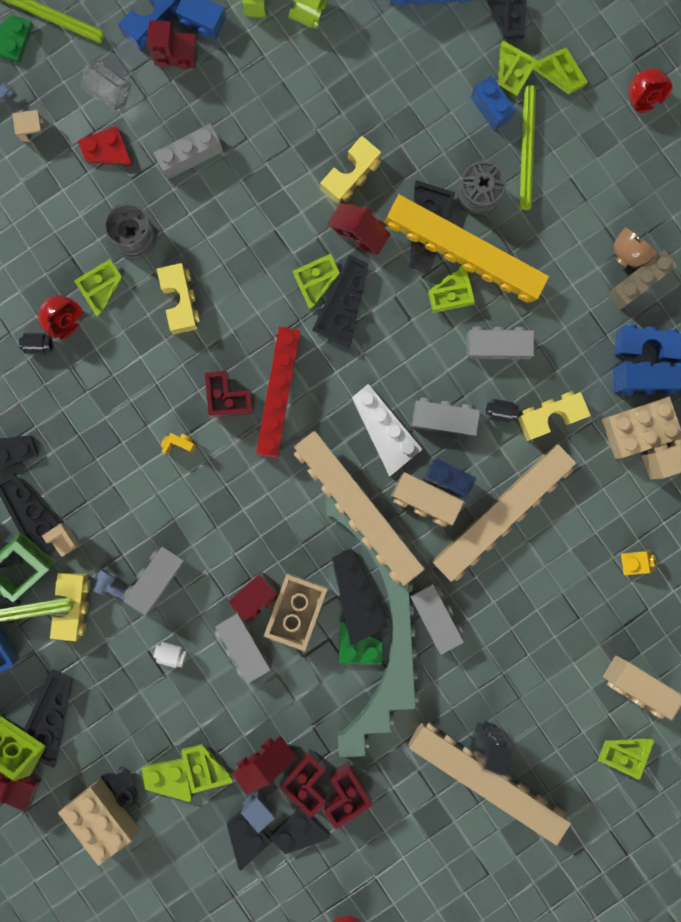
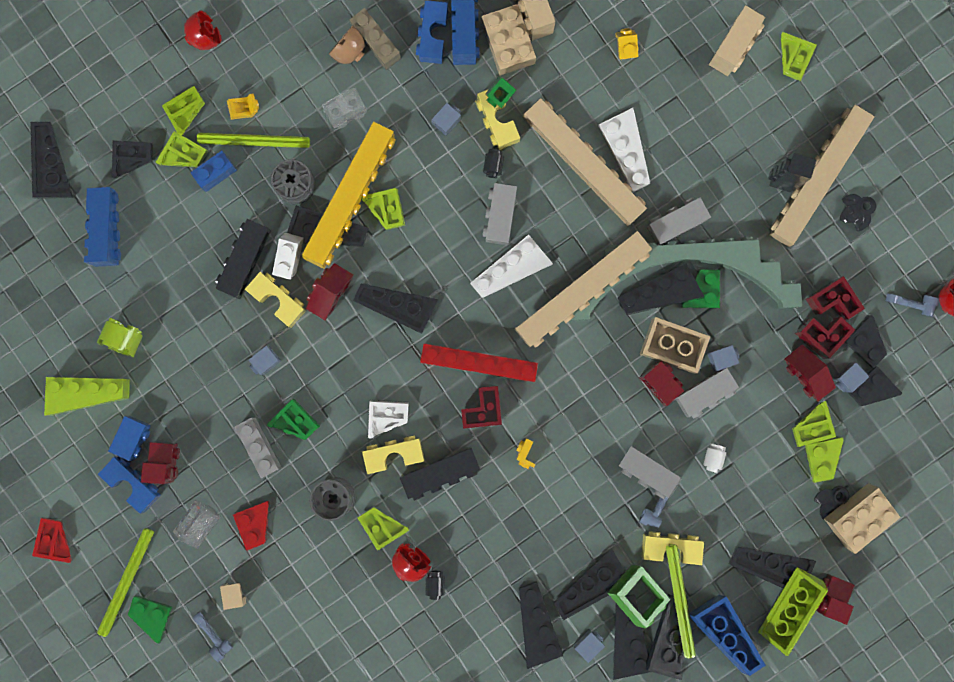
camera: 85 degrees left, 0 degrees up
(62, 539) = (613, 555): tan panel -> none
(157, 349) = (440, 473): none -> black brick
(217, 192) = (294, 420): none -> green wing
(222, 291) = (386, 415): none -> white wing
(282, 667) = (724, 358): none -> sand blue brick
(283, 158) = (264, 361): none -> sand blue brick
(316, 278) = (373, 330): lime wing -> none
(338, 901) = (927, 306): none -> sand blue brick
(395, 135) = (242, 259): none -> black brick
(397, 180) = (287, 256): none -> white brick
(426, 500) = (575, 230): tan brick -> none
(446, 821) = (855, 213): none -> black plate
(449, 478) = (556, 209): dark blue brick -> none
(500, 343) = (433, 165): light grey brick -> none
(521, 560) = (625, 144): none -> white wing
(552, 359) = (447, 118): none -> sand blue brick
(563, 246) = (344, 108): none -> clear brick
(564, 135) = (243, 107): none -> yellow bracket
(585, 423) = (506, 92): none -> green brick

